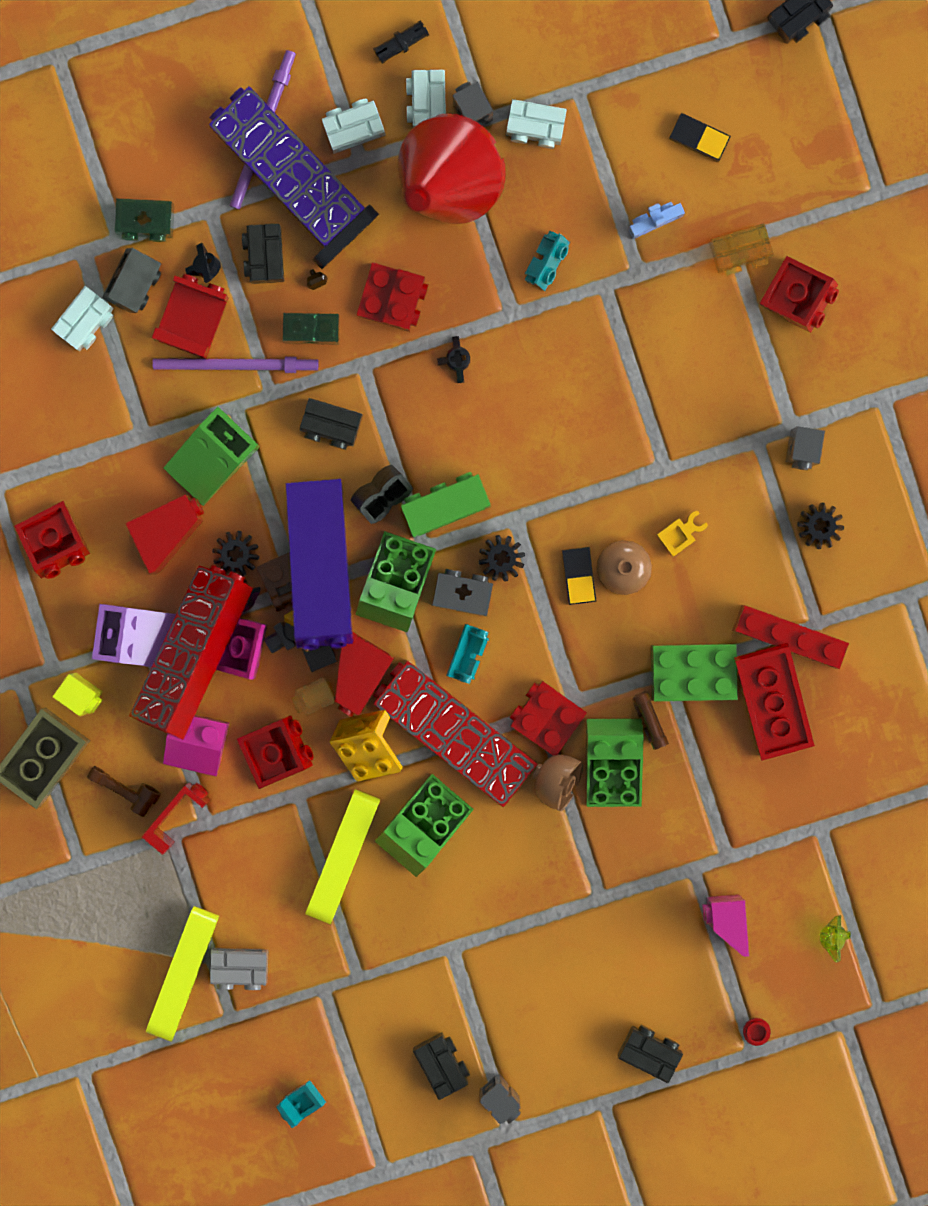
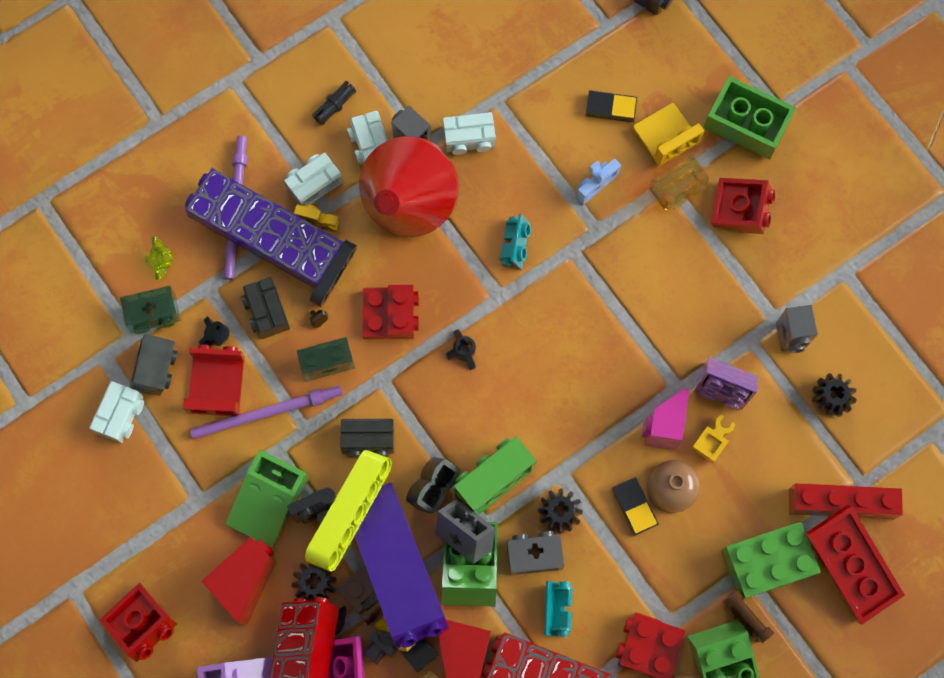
camera: 15 degrees left, 15 degrees down
(168, 164) = (159, 258): none -> clear neon green piece
(248, 480) = (307, 507): none -> black plate
(289, 496) = (348, 510): none -> neon yellow beam
(340, 165) = (314, 216): none -> yellow plate
(398, 552) = (465, 531): none -> dark grey brick
(637, 503) = (667, 423): none -> dark pink slope
(713, 480) = (726, 384): none -> medium lavender slope
(748, 188) = (667, 134): none -> yellow bracket
(841, 199) = (749, 117): none -> bright green brick

